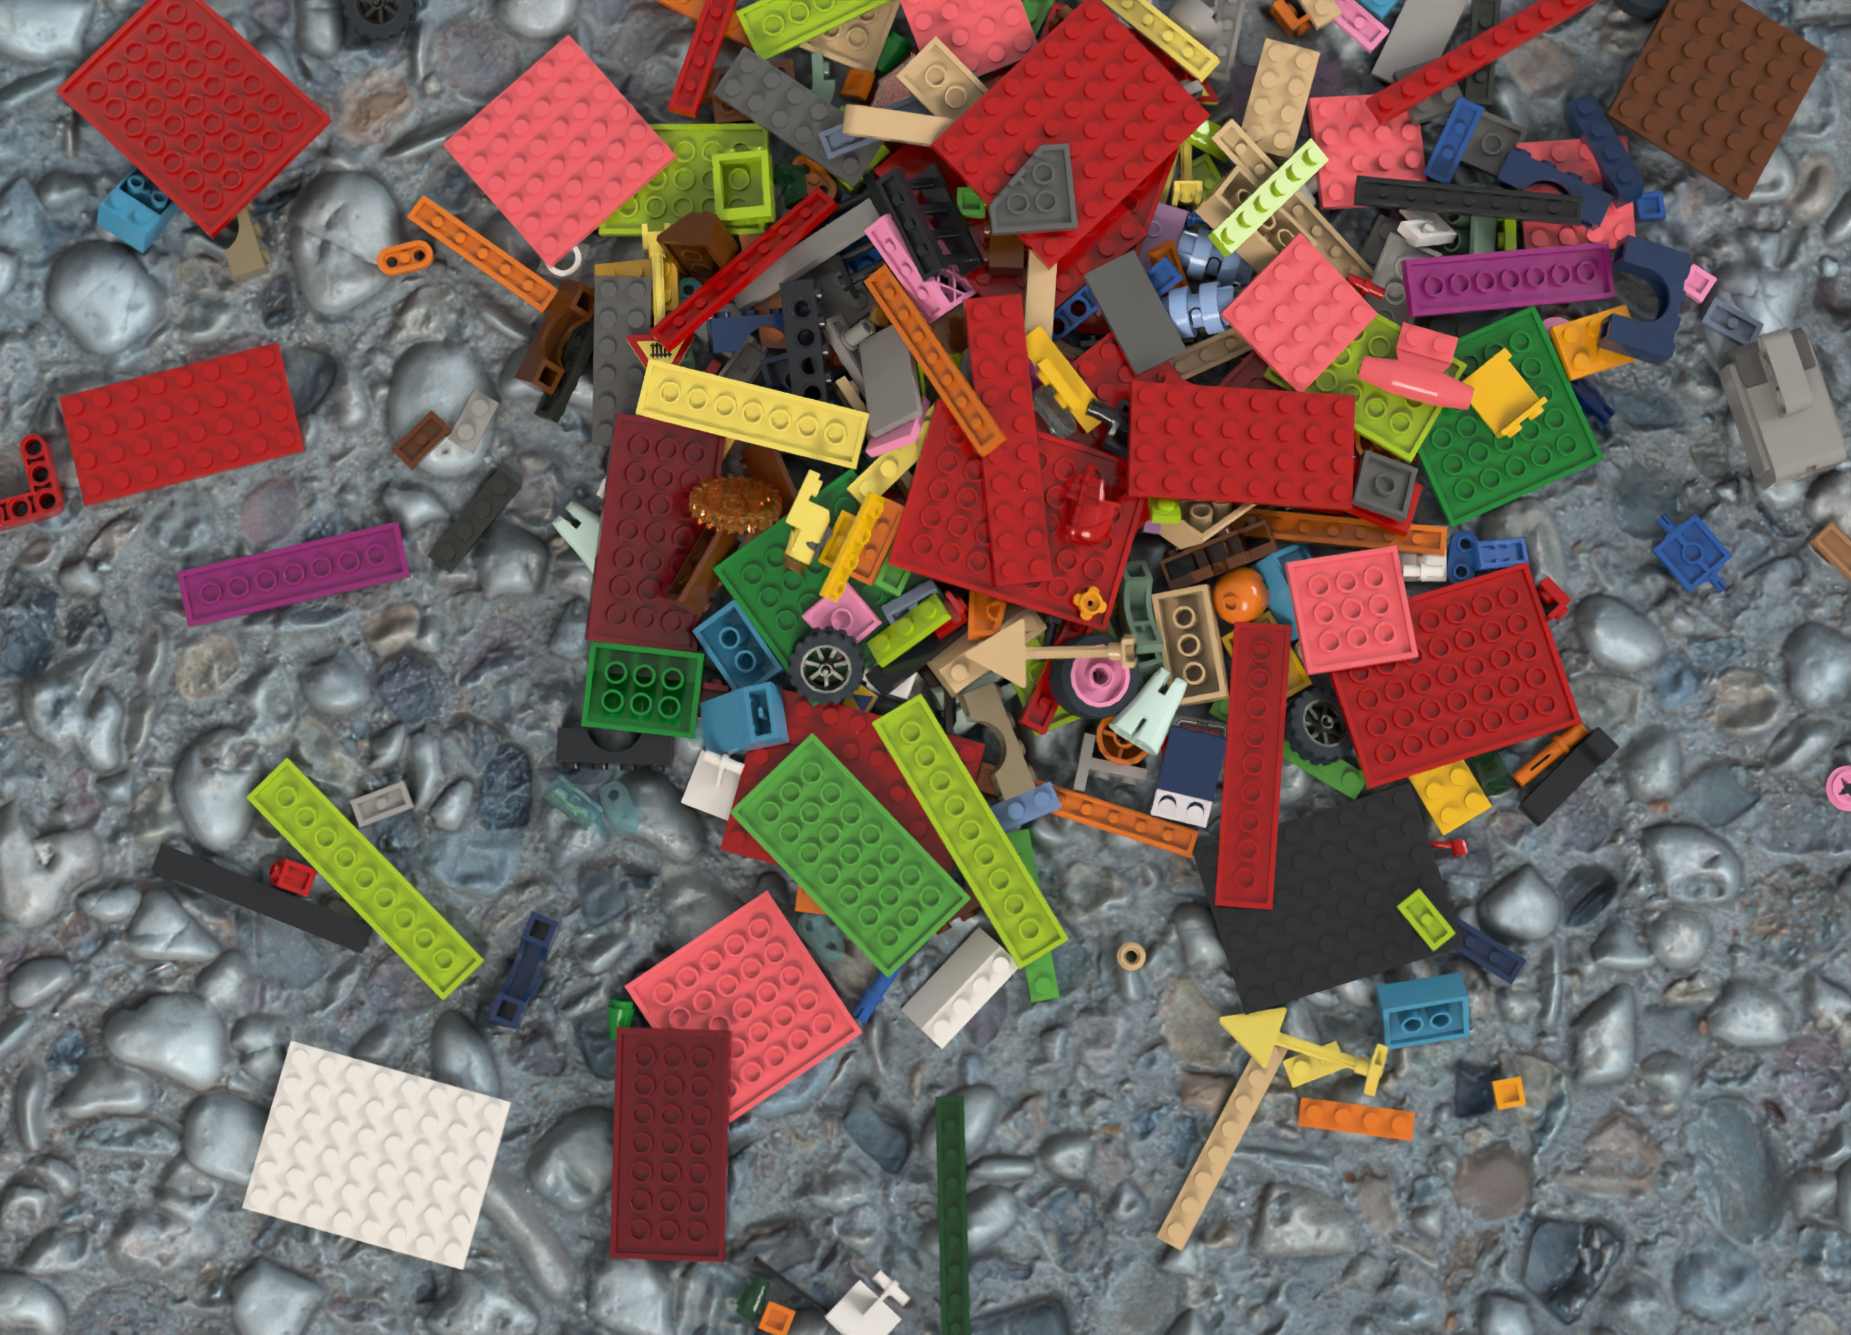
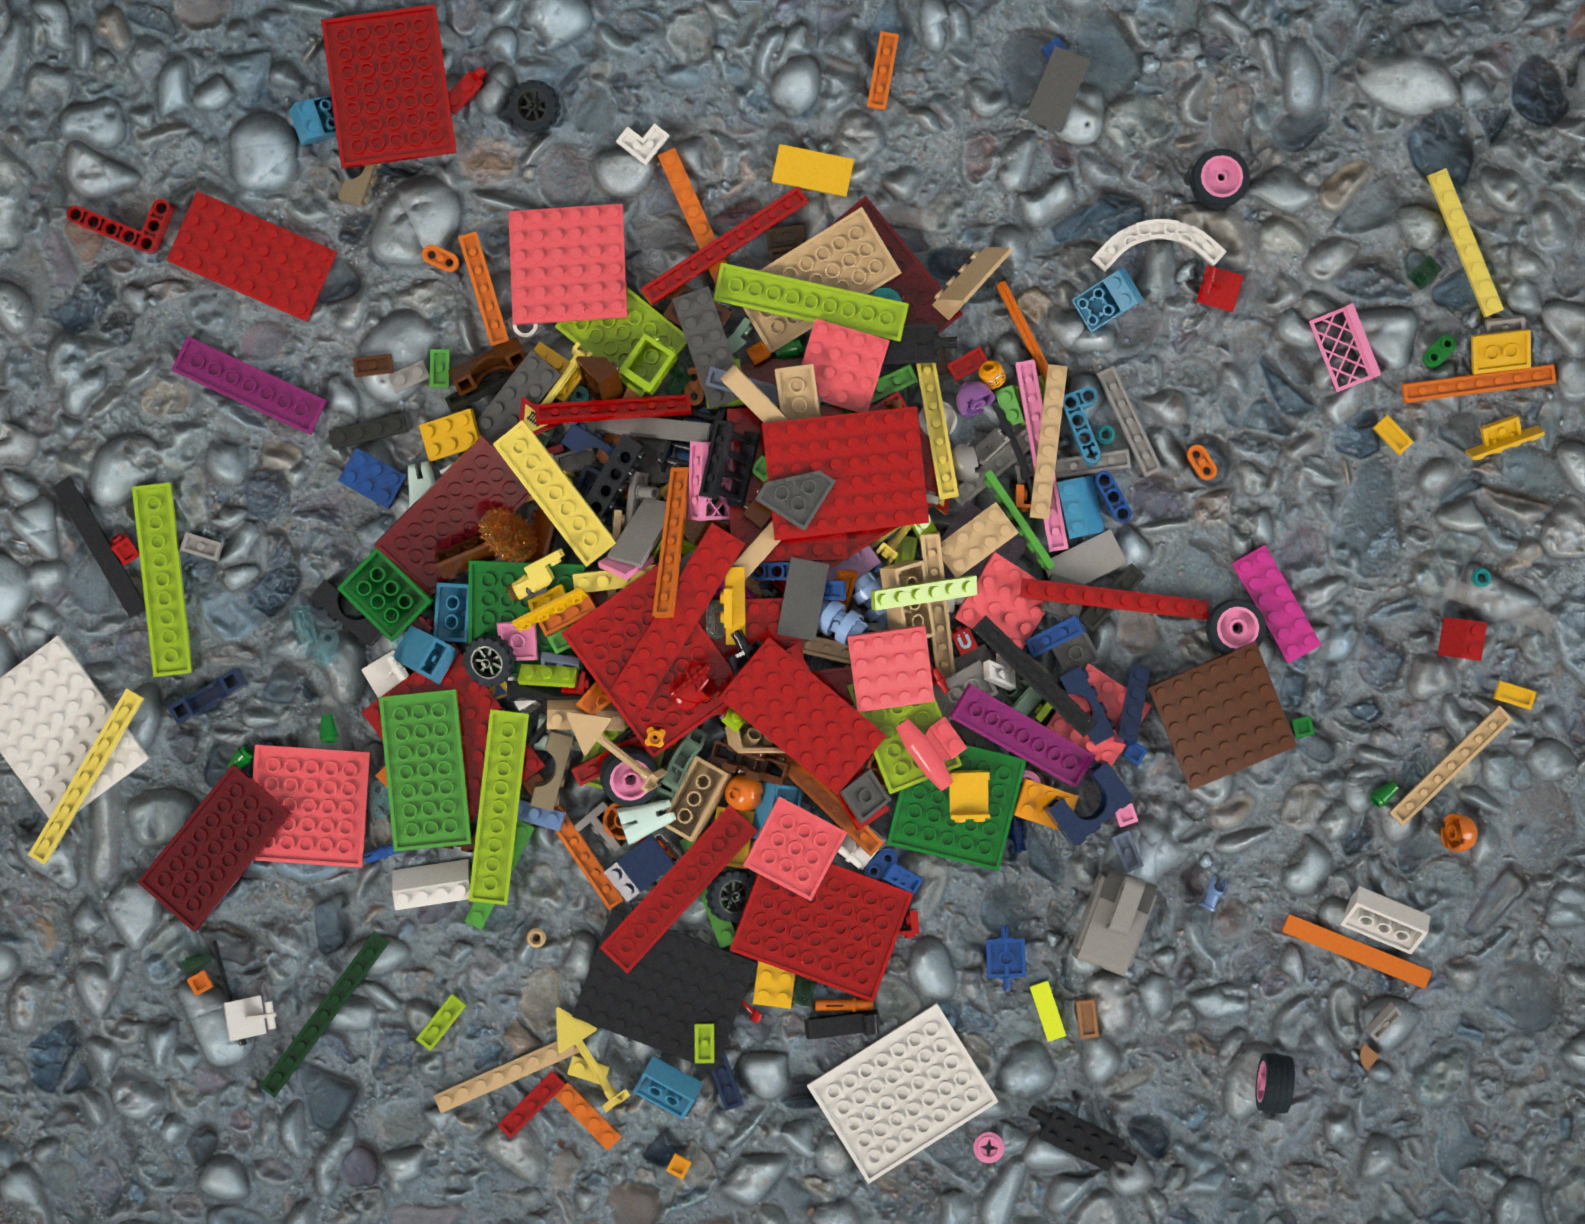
camera: 40 degrees right, 5 degrees up
(285, 43) = (466, 89): none -> red hinge
(454, 1177) = (86, 776): none -> light yellow plate
(502, 384) = (439, 368): none -> bright green plate
(521, 571) = (372, 478): none -> blue plate
(574, 450) = (449, 434): none -> yellow plate
(696, 902) = (328, 730): none -> green cone
(1098, 1142) = (441, 1022): none -> lime plate
(1279, 1156) = (531, 1104): none -> red plate
(1345, 55) = (1022, 527): none -> bright green plate
(1353, 227) = (963, 640): none -> red brick
(1699, 803) = (902, 1093): none -> white plate
(1788, 578) = (1047, 1010): none -> neon yellow tile
(1815, 29) = (1302, 727): none -> green plate

